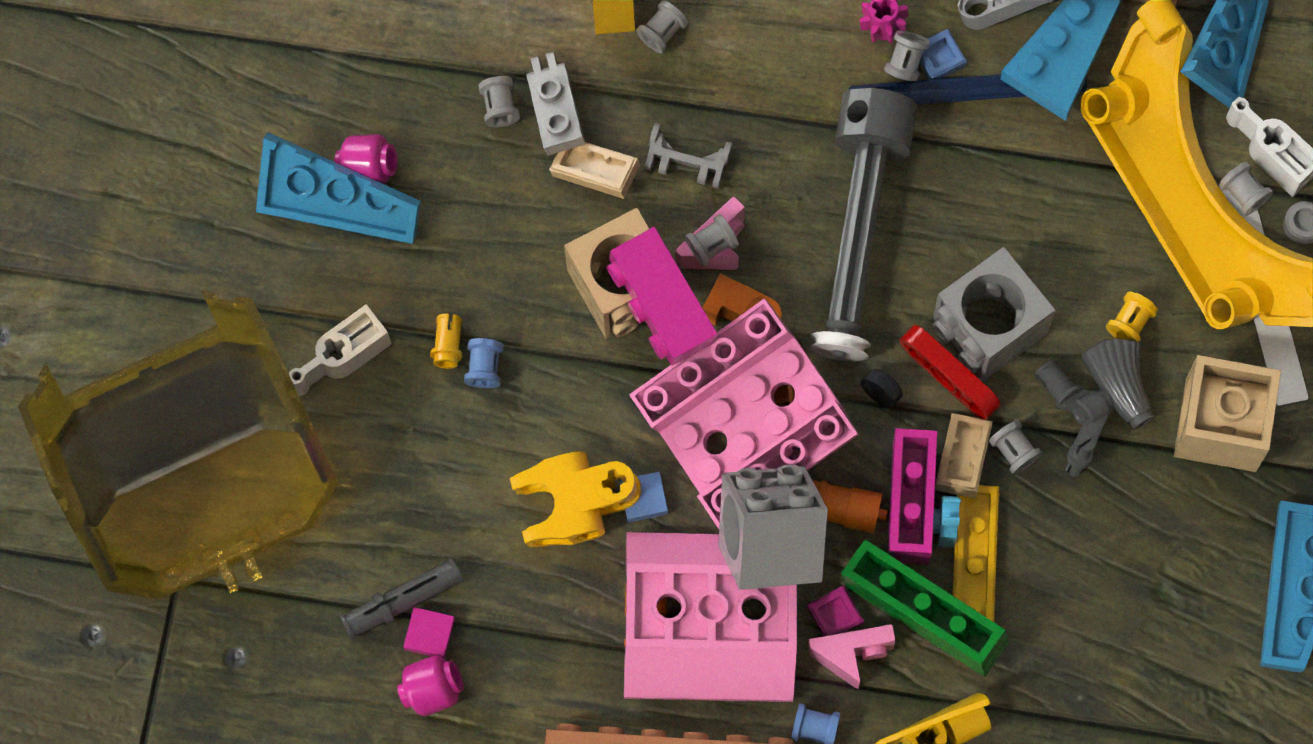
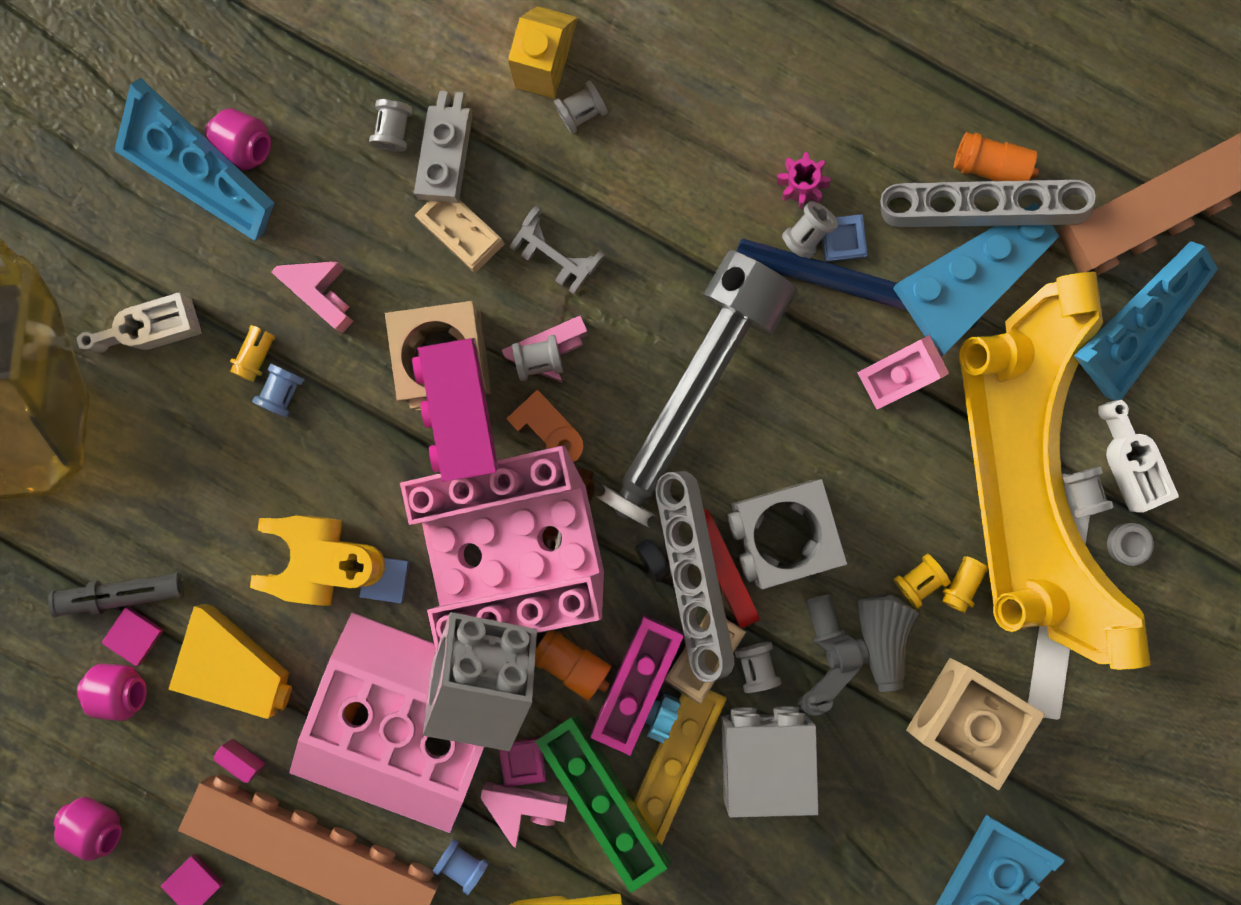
camera: 20 degrees right, 15 degrees up
(476, 262) = (310, 283): none -> bright pink slope
(532, 624) = (228, 667): none -> yellow slope
(572, 705) = (239, 761): none -> dark pink tile
(942, 389) = (688, 596): none -> light grey beam
(1039, 145) = (903, 372): none -> bright pink slope
(1059, 518) = (769, 763): none -> light grey brick
(1171, 311) = (965, 584): none -> yellow pin

